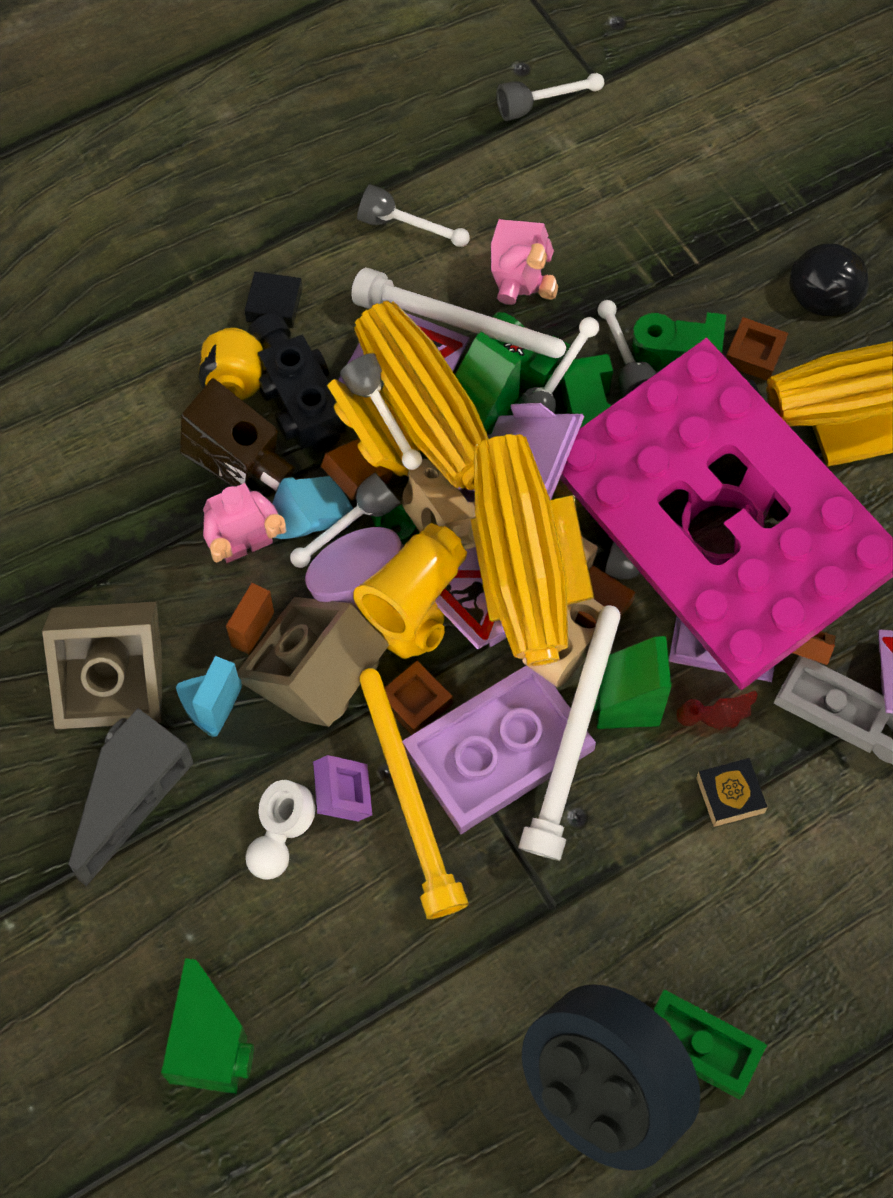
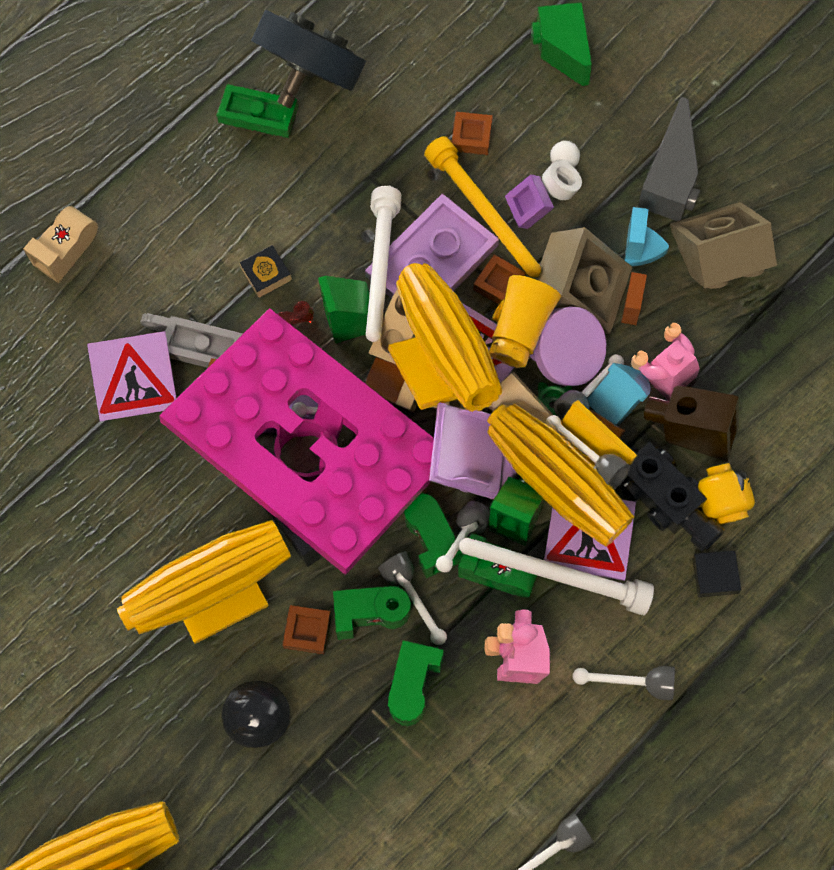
camera: 170 degrees right, 5 degrees up
(389, 929) = (472, 132): none -> dark orange tile
(650, 267) = (409, 681): none -> green leg

